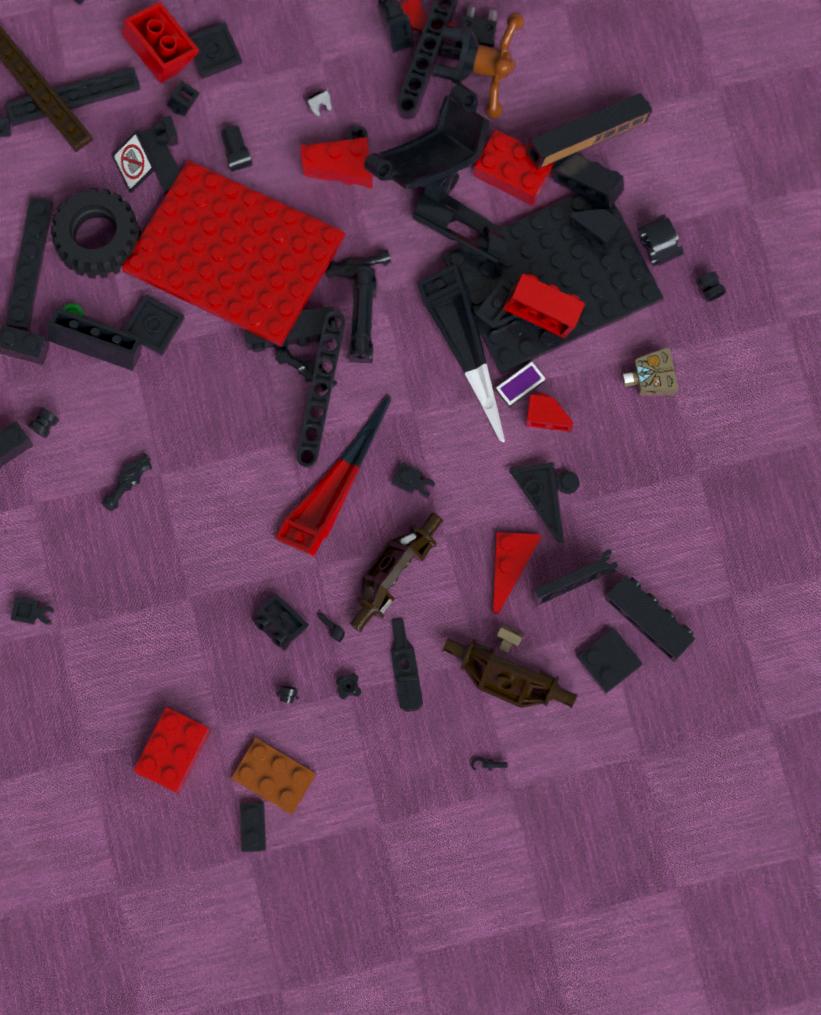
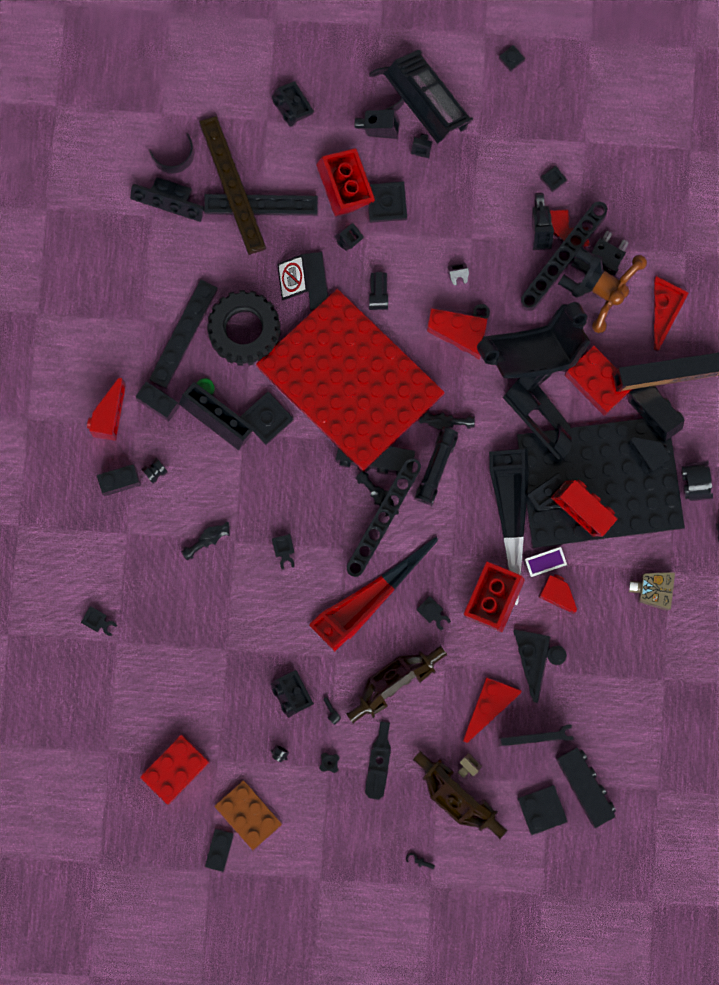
camera: 15 degrees right, 5 degrees up
(168, 128) = (329, 263): black tile -> none
(219, 462) = (283, 548): none -> black plate
(475, 438) = (494, 597): none -> red brick
(562, 63) = (667, 304): none -> red wing

